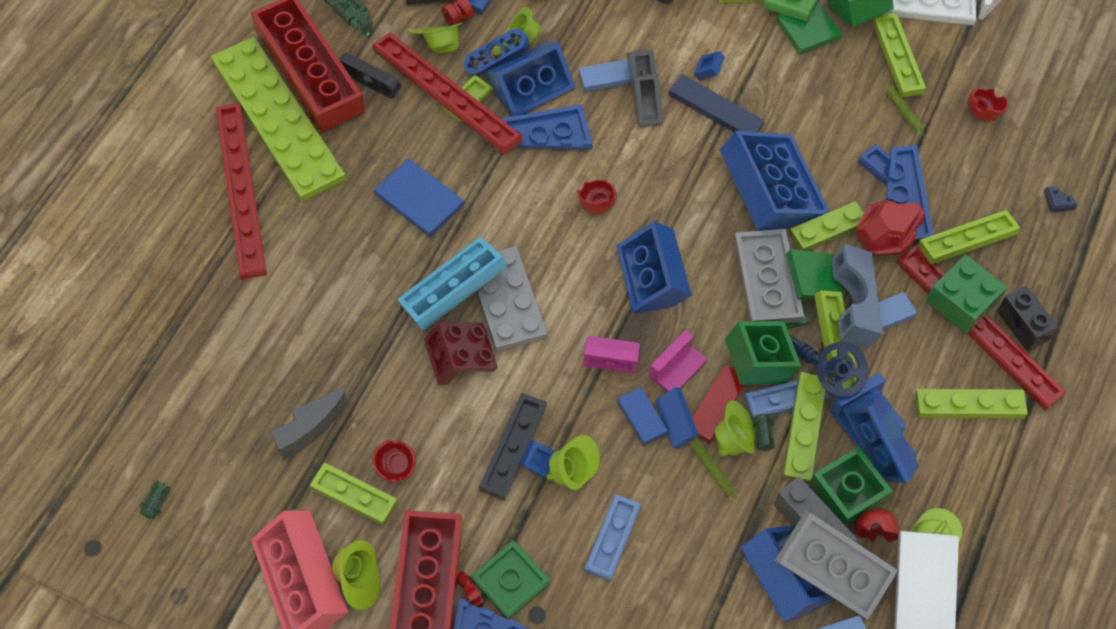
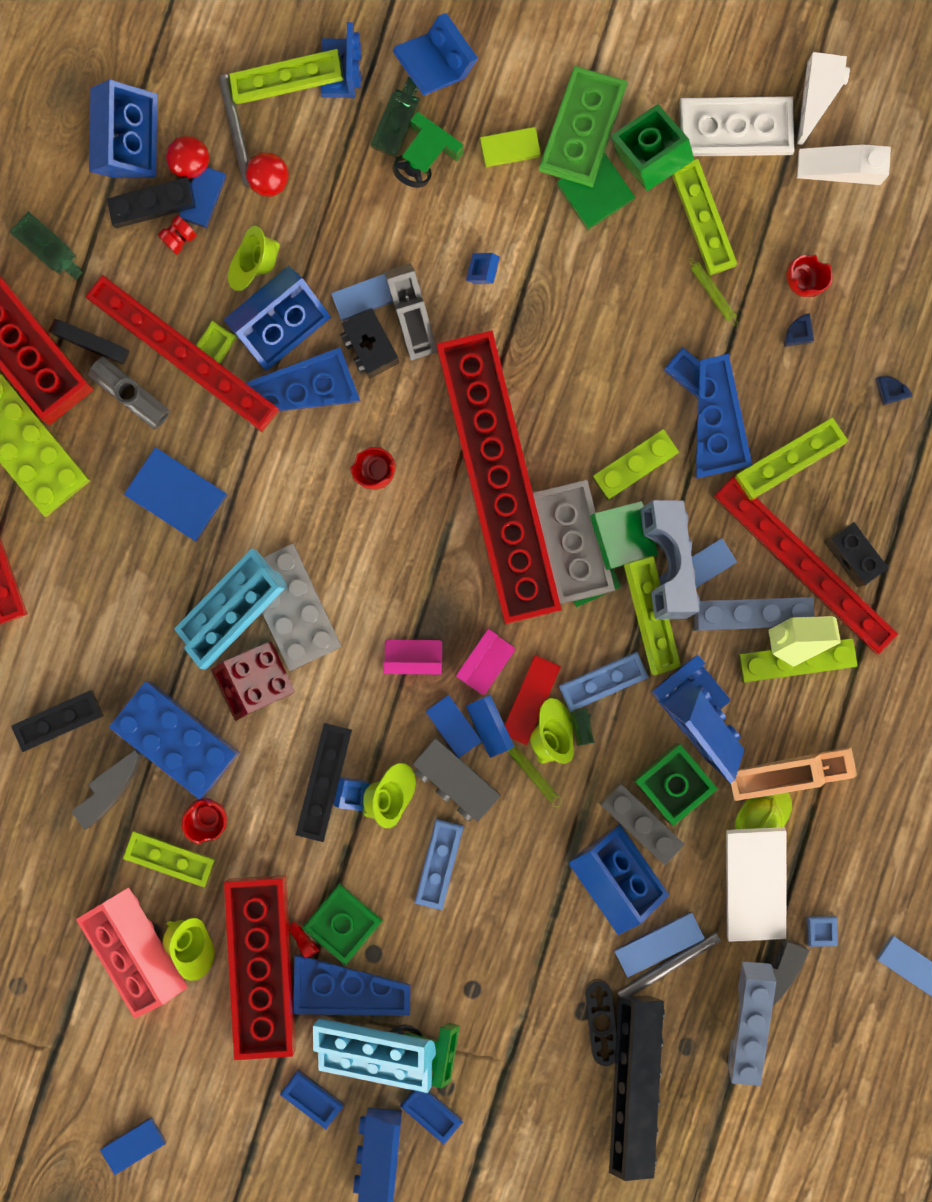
camera: 10 degrees left, 25 degrees up
(274, 360) = (57, 721): none -> black plate
(380, 387) = (174, 739): none -> blue brick
(402, 122) = (115, 383): none -> dark grey piece
(440, 38) = (159, 273): lime piece -> none
(508, 38) = (237, 283): blue beam -> none
(606, 106) = (368, 327): none -> black brick
(639, 460) = (455, 781): none -> dark grey brick
(653, 268) = (446, 551): blue slope -> none
(707, 218) = (498, 477): none -> red brick
(714, 106) = (505, 326): dark blue tile -> none
(762, 352) = (573, 643): green brick -> none
(773, 179) = (570, 415): blue slope -> none
(804, 428) = (624, 717): lime plate -> none
(835, 366) = (650, 658): dark blue dish -> none
(836, 564) = (664, 878): light grey plate -> none
(875, 523) = (707, 817): red hair -> none
(889, 227) = (702, 464): red helmet -> none
(961, 356) = (750, 613): none -> sand blue arch
(965, 496) = (794, 774): none -> light nougat slope
(966, 294) = (789, 539): green brick -> none
(978, 147) = (799, 331): none -> dark blue tile
(978, 370) = (803, 638): none -> yellowish green slope
(1023, 32) = (845, 163): none -> white slope

